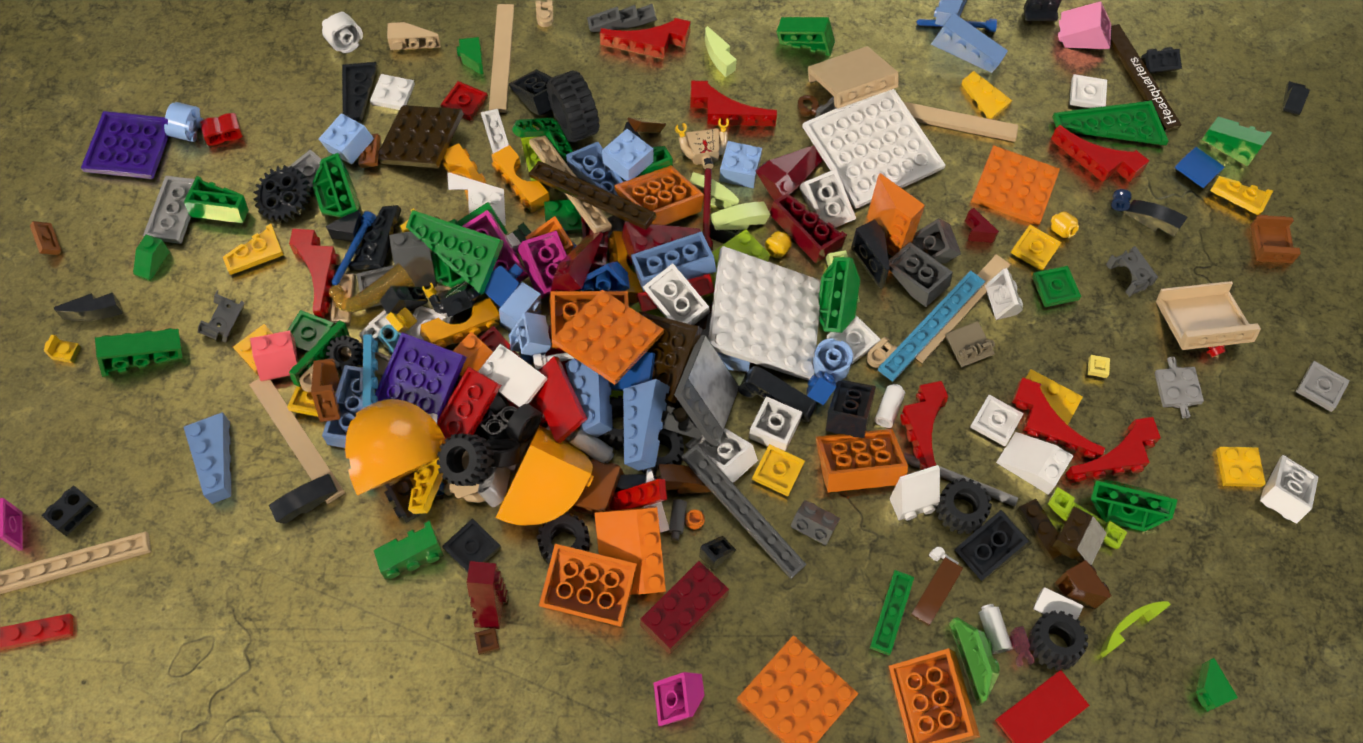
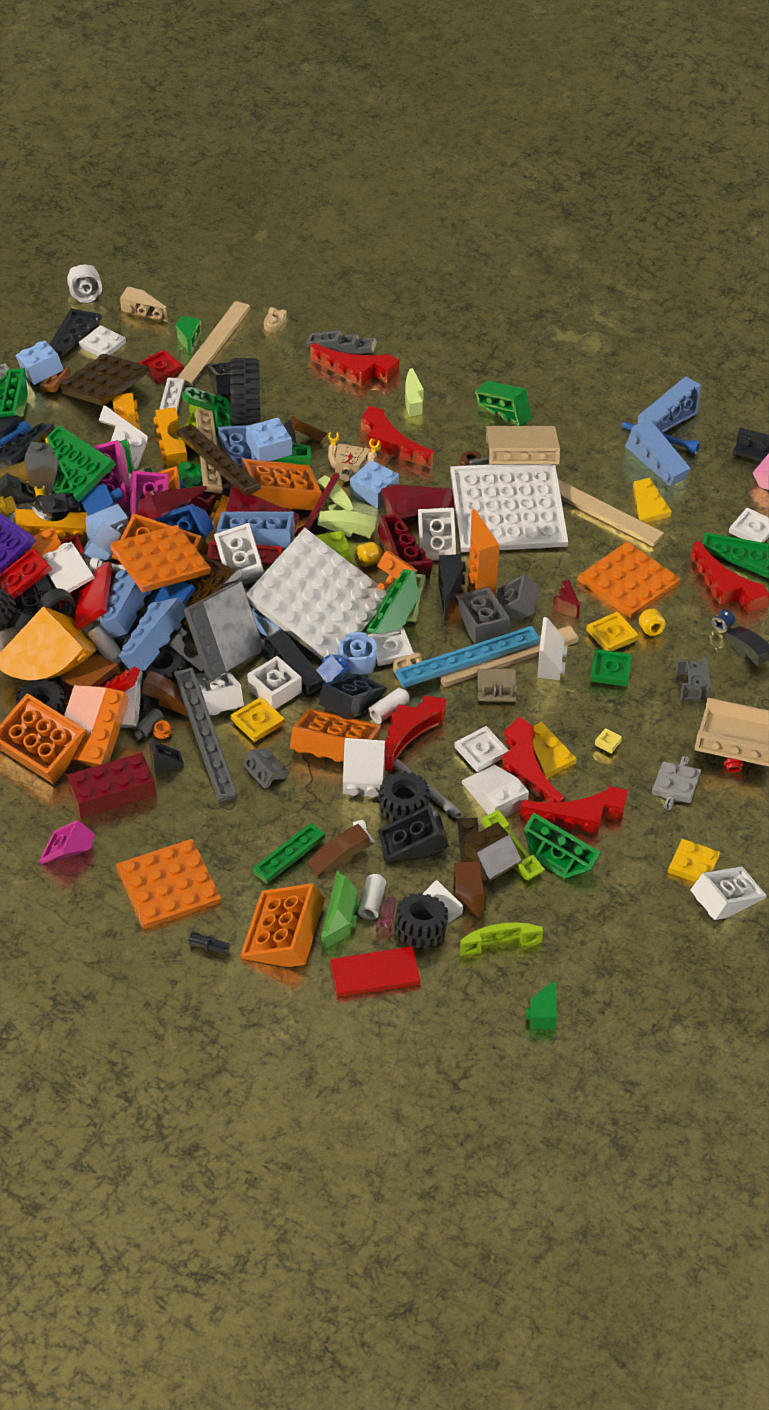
camera: 25 degrees right, 15 degrees down
(820, 255) = (393, 566): none -> orange plate

